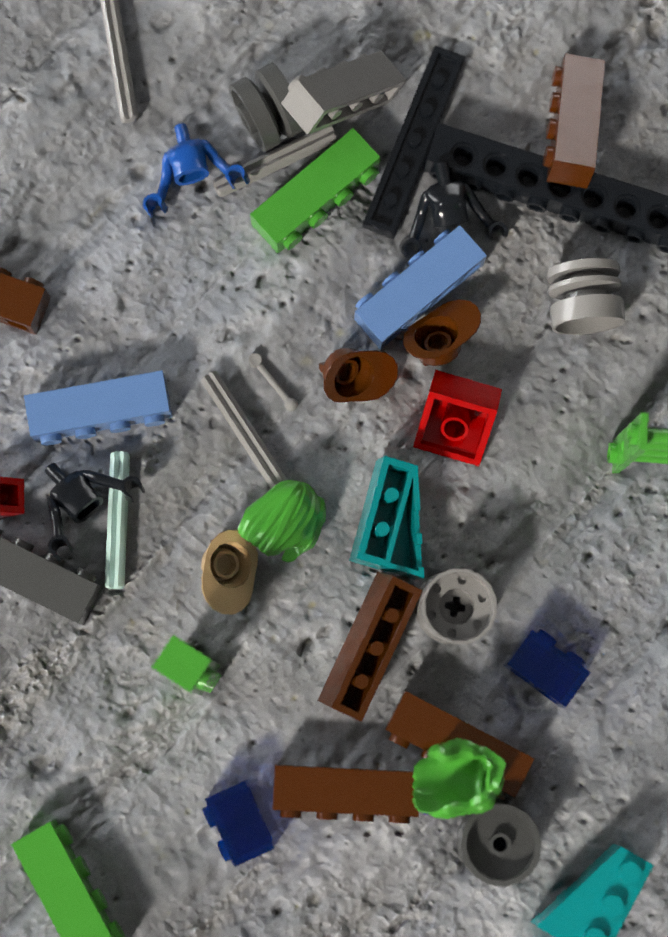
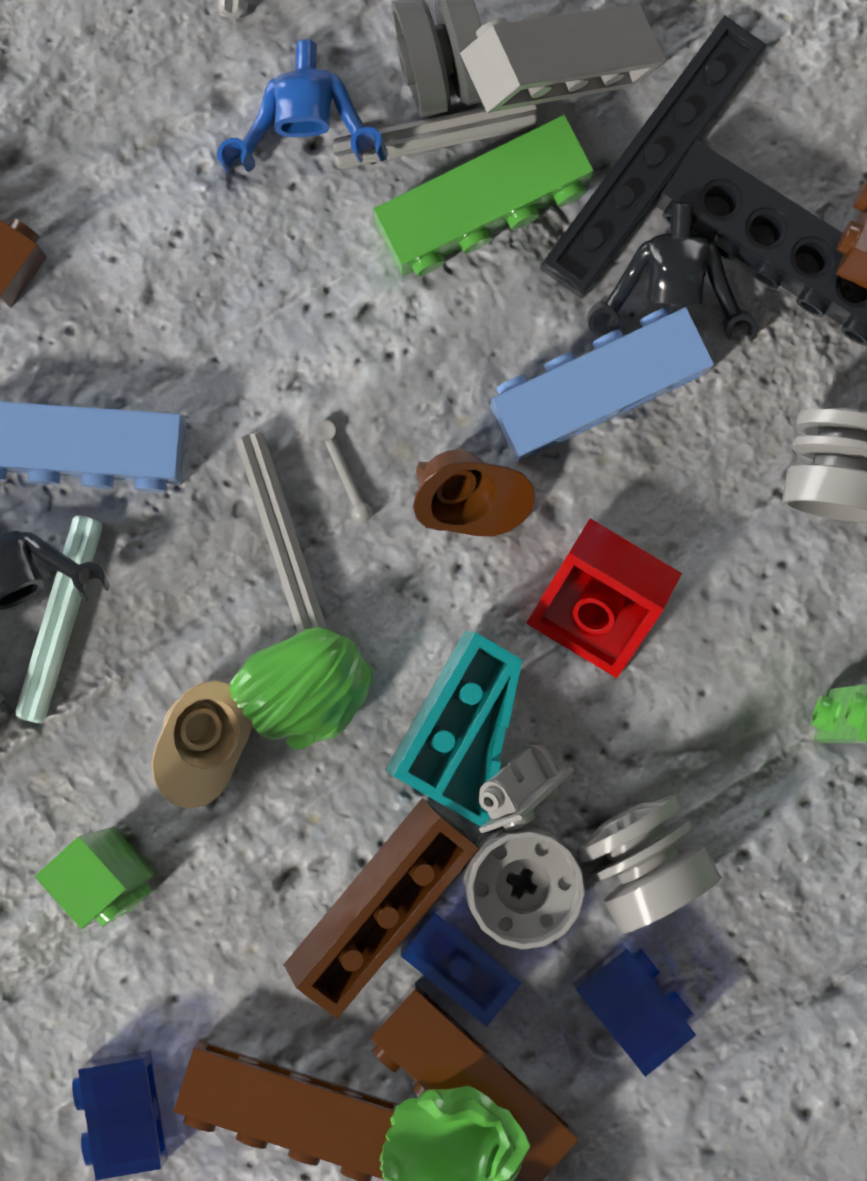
camera: 15 degrees right, 5 degrees up
(430, 669) = (460, 966): none -> clear blue brick
(438, 546) = (520, 788): none -> light grey hinge
(442, 332) = (615, 464): reddish brown piece -> none
(530, 573) = (648, 864): none -> light grey wheel

